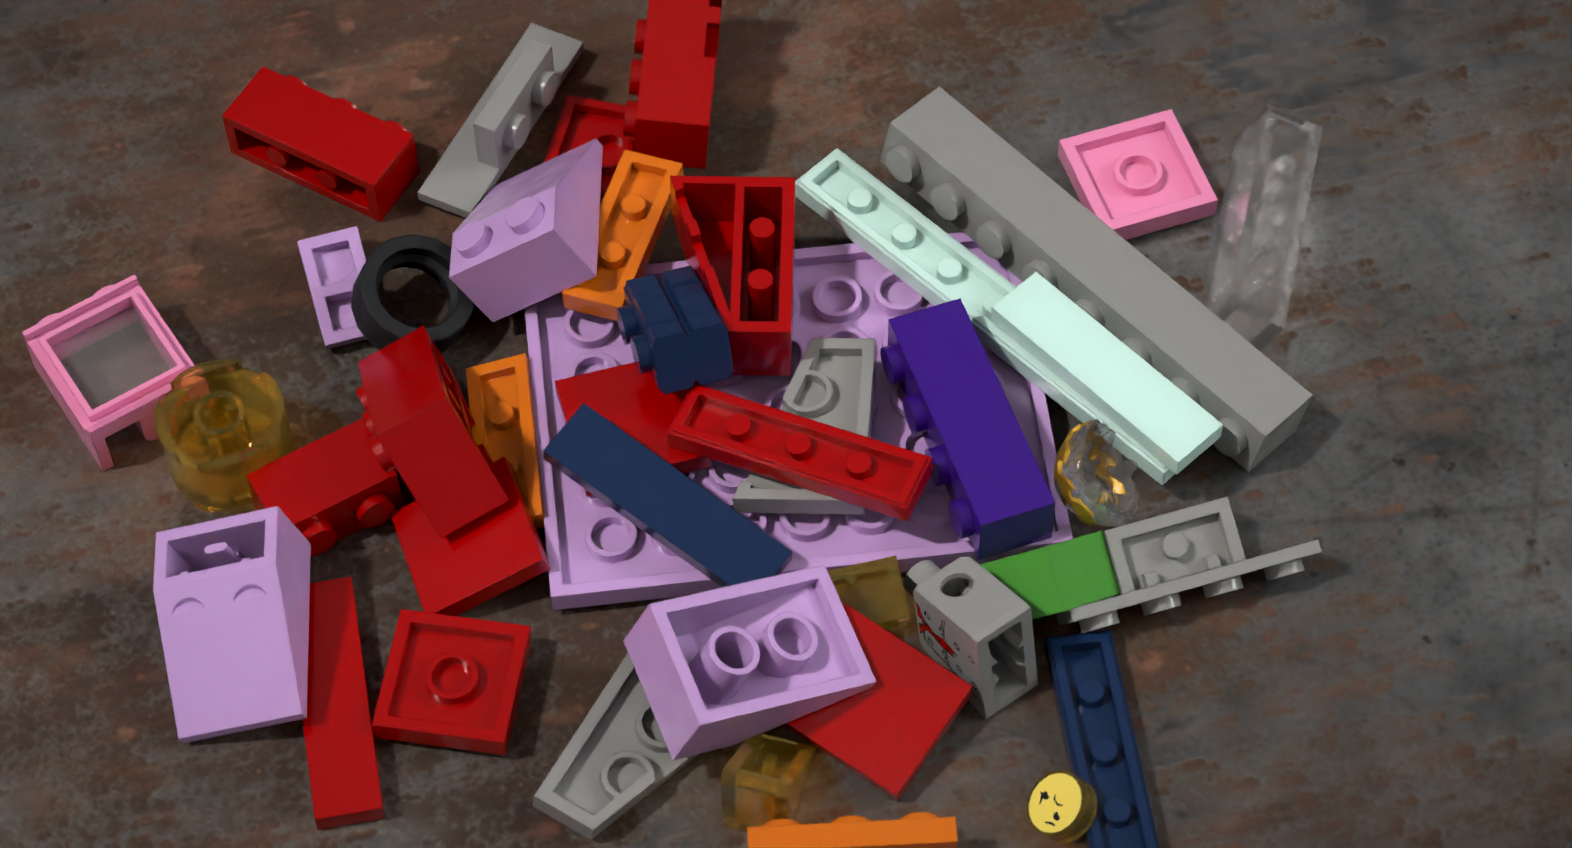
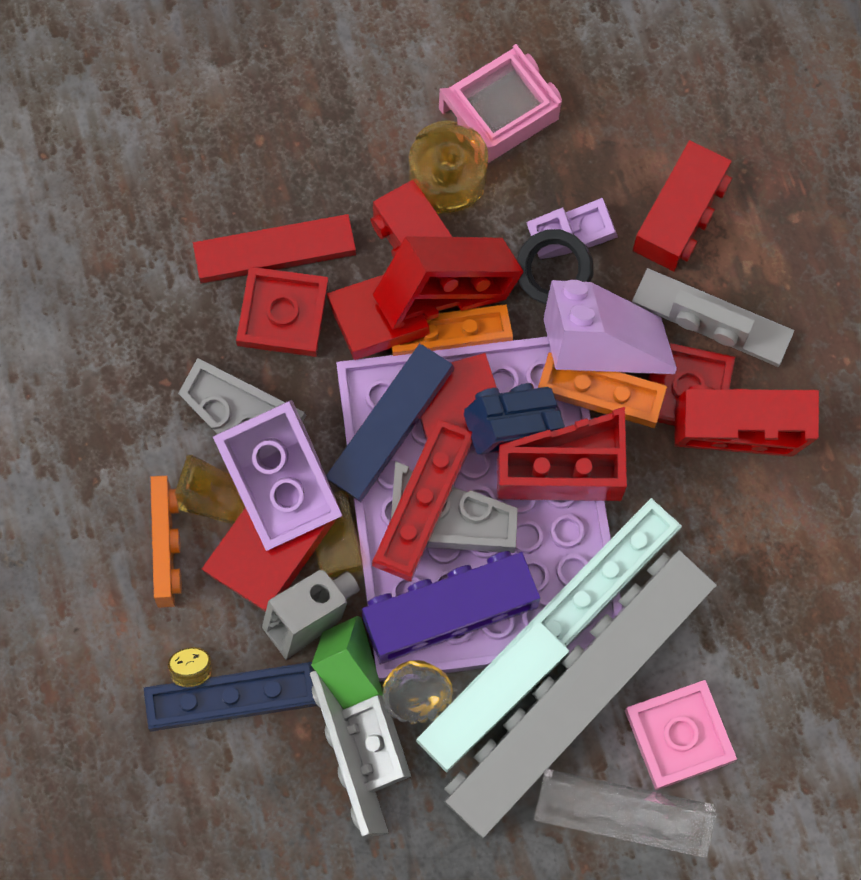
camera: 85 degrees right, 15 degrees up
(234, 622) = (313, 184): lavender slope -> none

